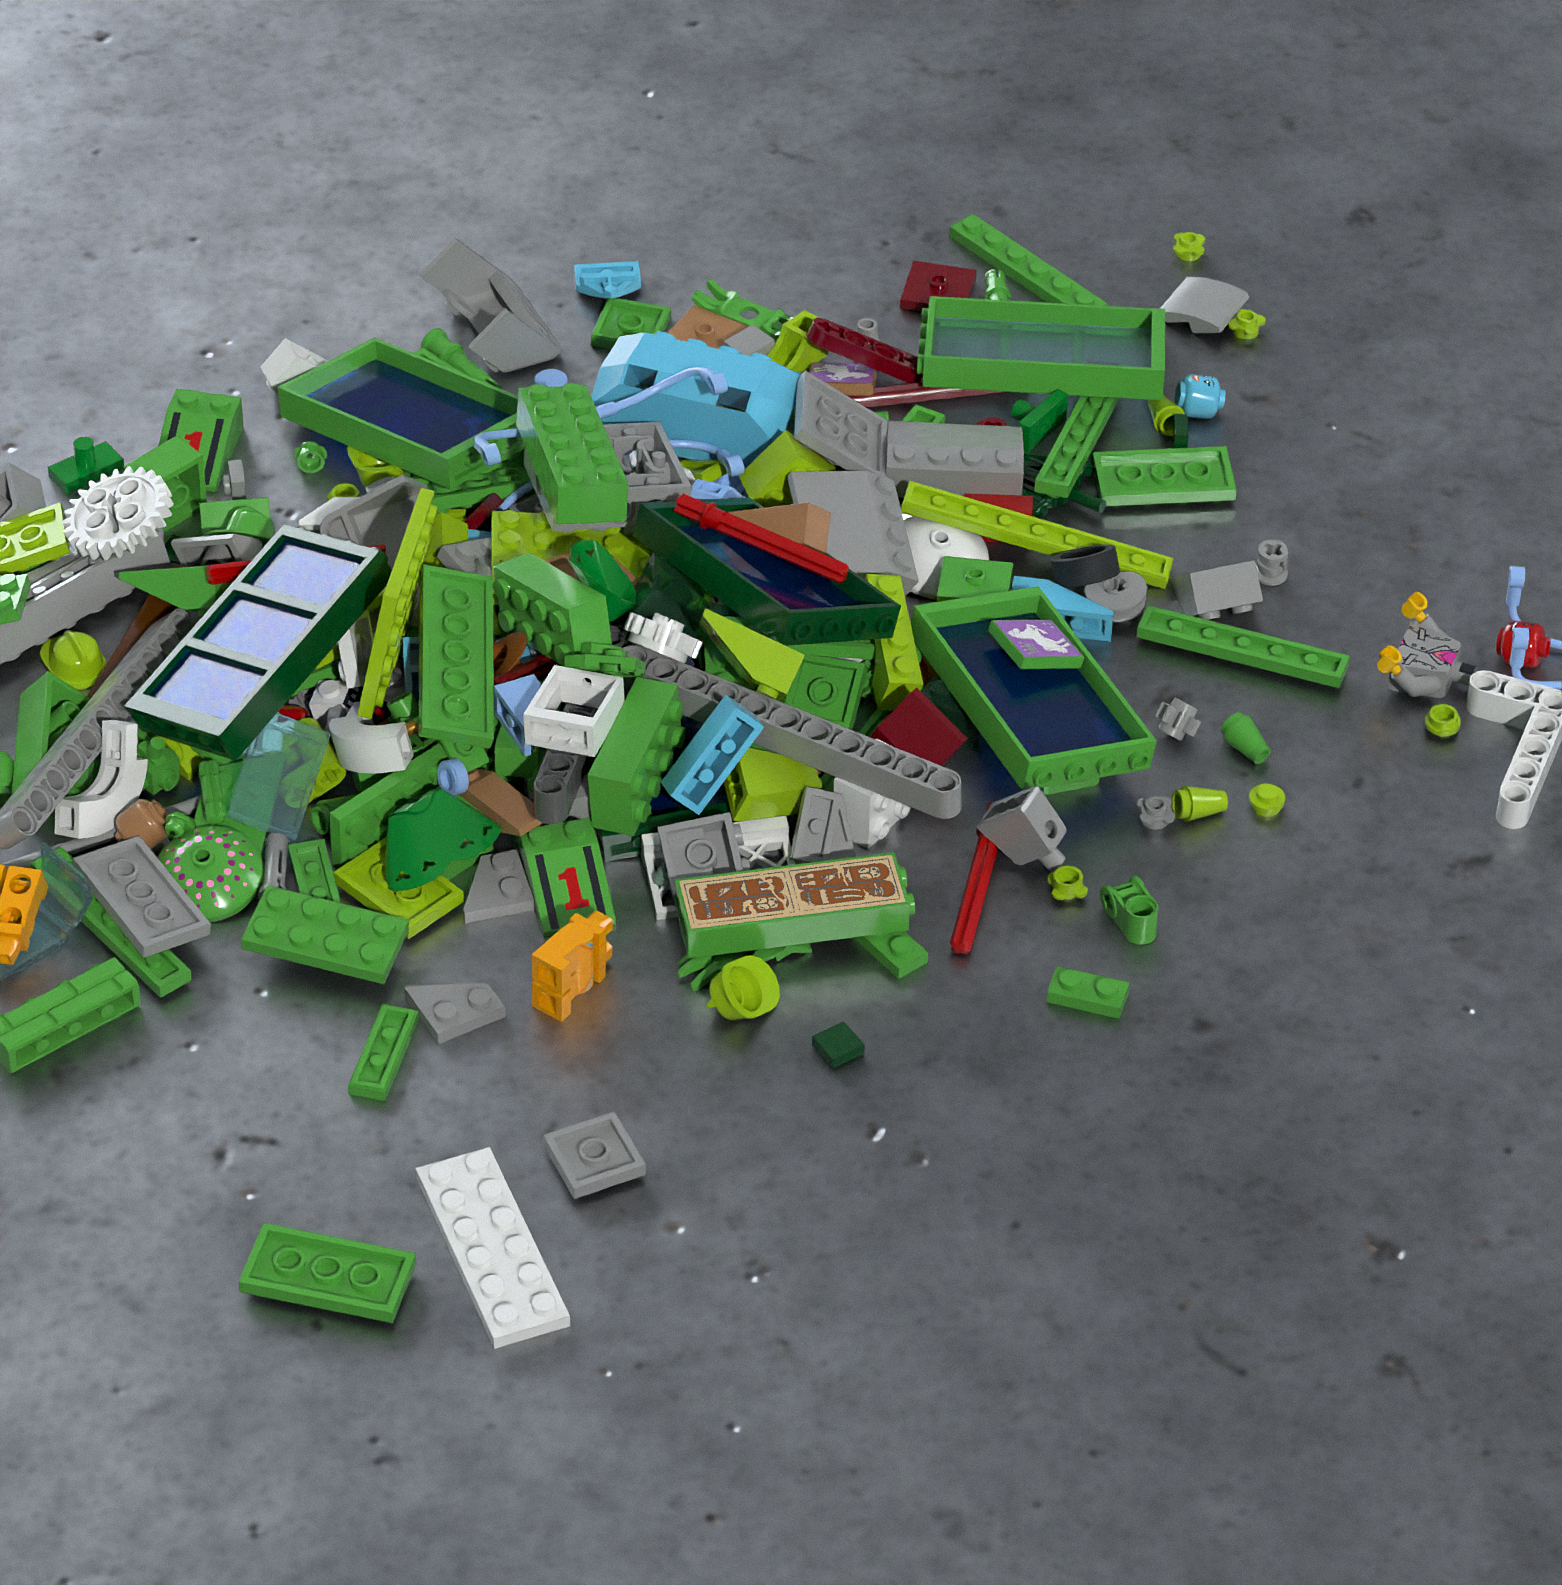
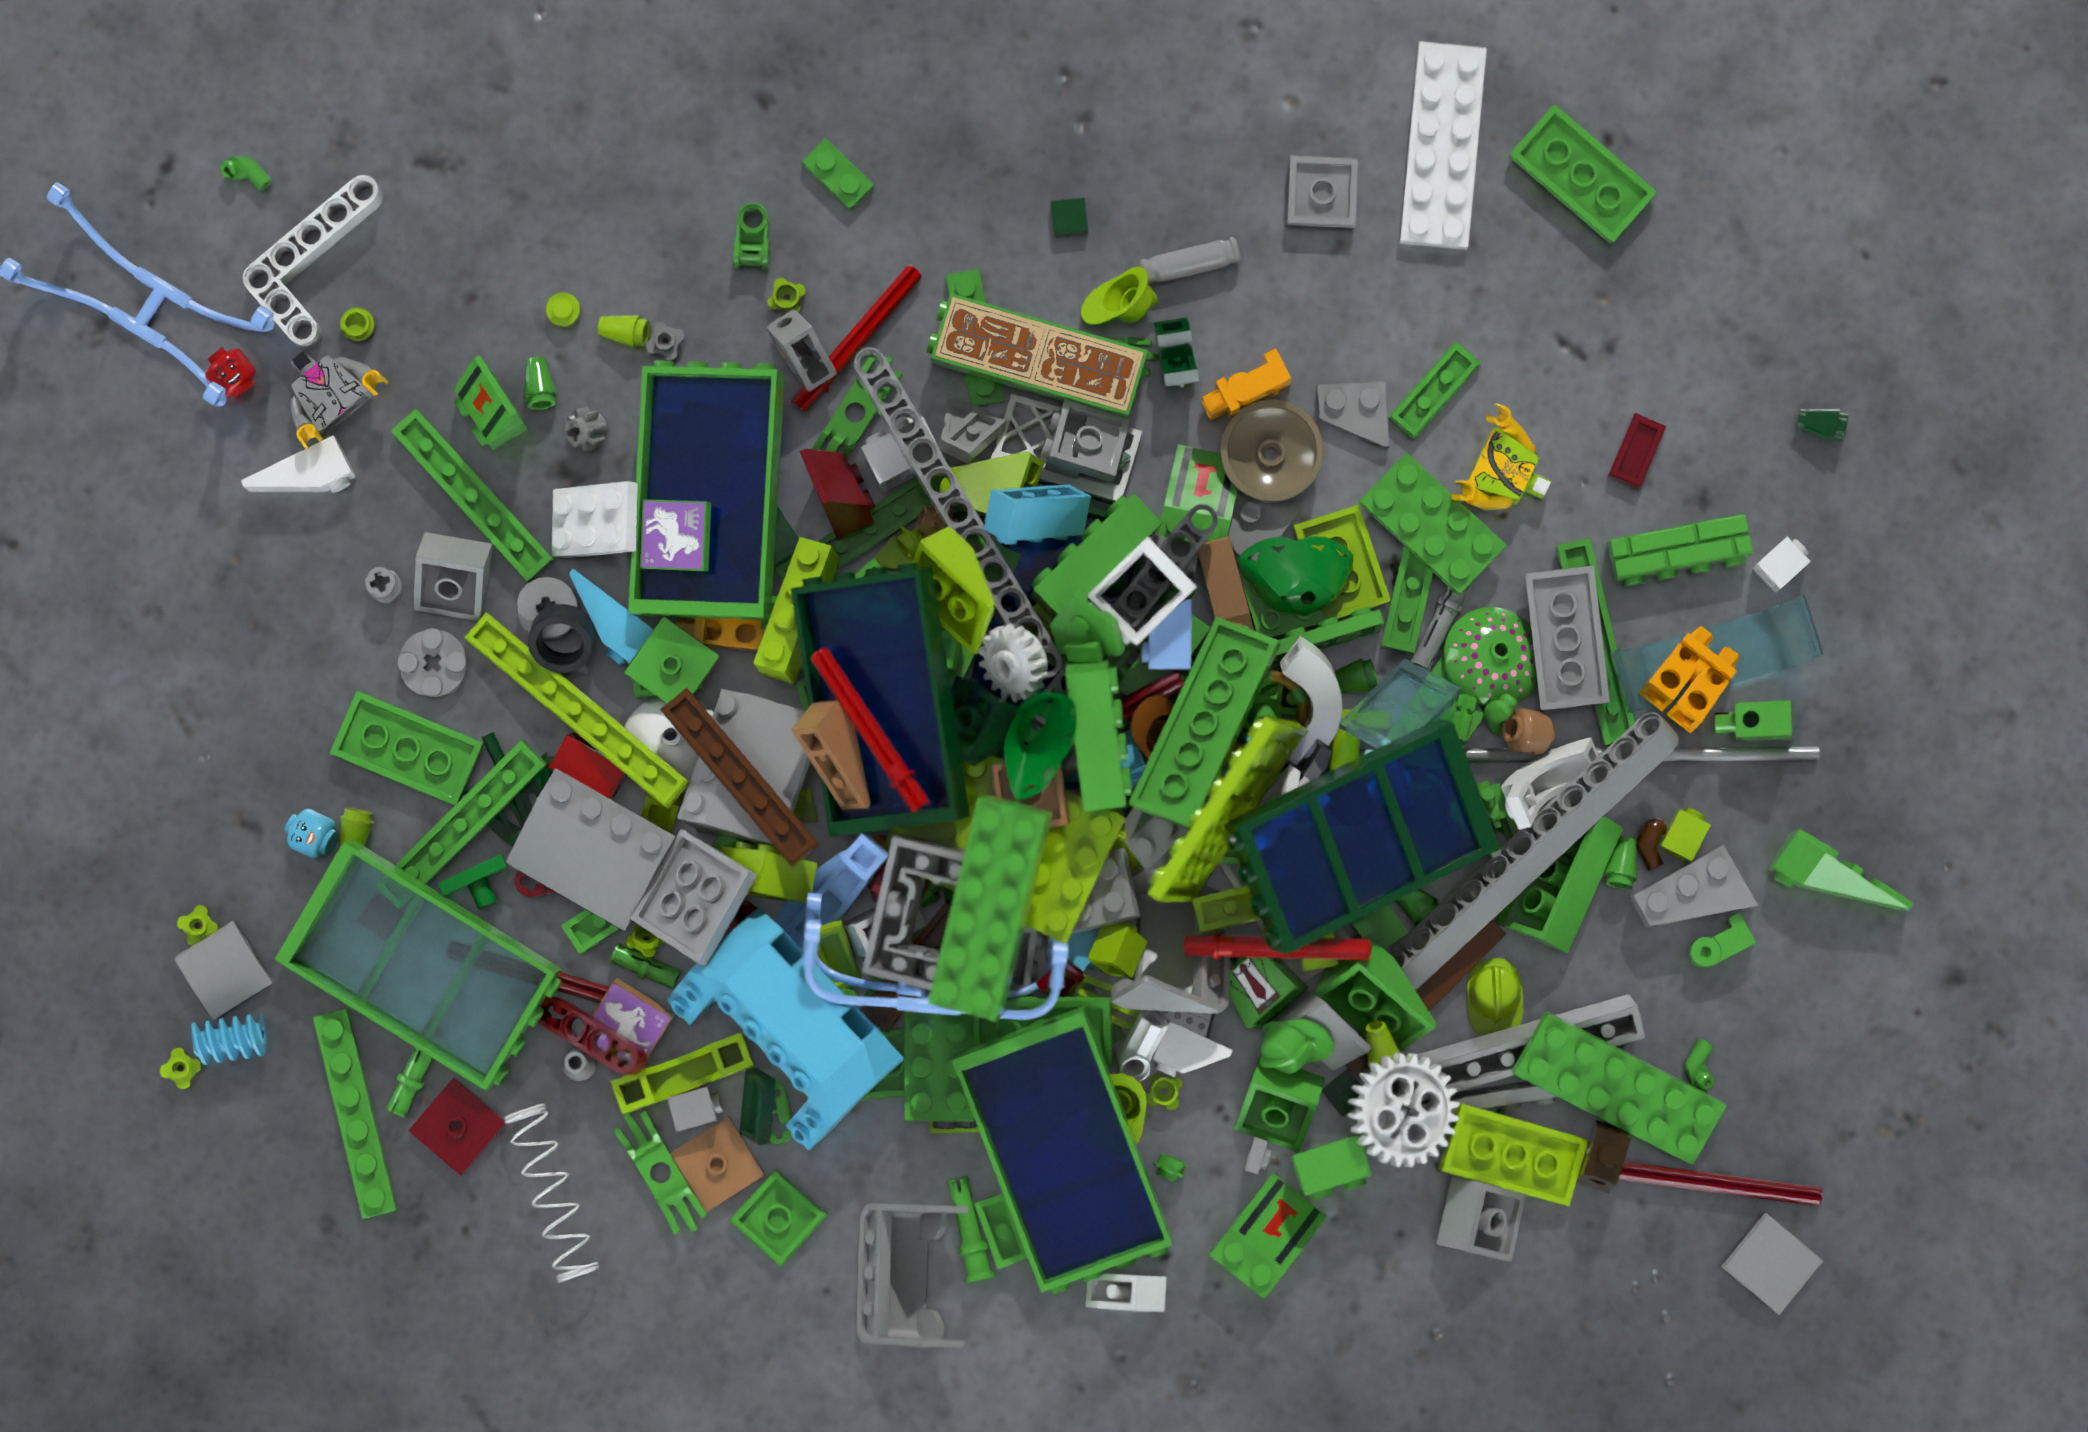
camera: 150 degrees left, 40 degrees up
(85, 465) = (1380, 1261): green tile -> none
(147, 1081) = (1636, 451): none -> dark red tile
(159, 556) = (1380, 1042): none -> lime cone
(279, 1002) = (1503, 467): none -> torso
(453, 776) = (1257, 620): light blue tile -> none
(512, 924) = (1276, 427): none -> dark tan dish
(551, 378) = (896, 1168): light blue tile -> none
(607, 279) = (767, 1293): medium azure slope -> none
(655, 969) = (1176, 352): none -> dark green brick
(693, 1051) = (1191, 260): none -> light grey axle
(857, 504) = (739, 777): none -> reddish brown tile
(876, 300) = (525, 1113): none -> white piece
(939, 844) = (840, 427): none -> bright green piece
(1119, 649) = (594, 520): none -> white plate
(1163, 264) = (229, 1039): none -> medium azure piece
(1180, 431) = (362, 789): dark green tile -> none
(1203, 534) = (413, 663): none -> light grey plate
(1274, 688) = (488, 406): none -> bright green slope
(1381, 613) = (310, 470): none -> white slope

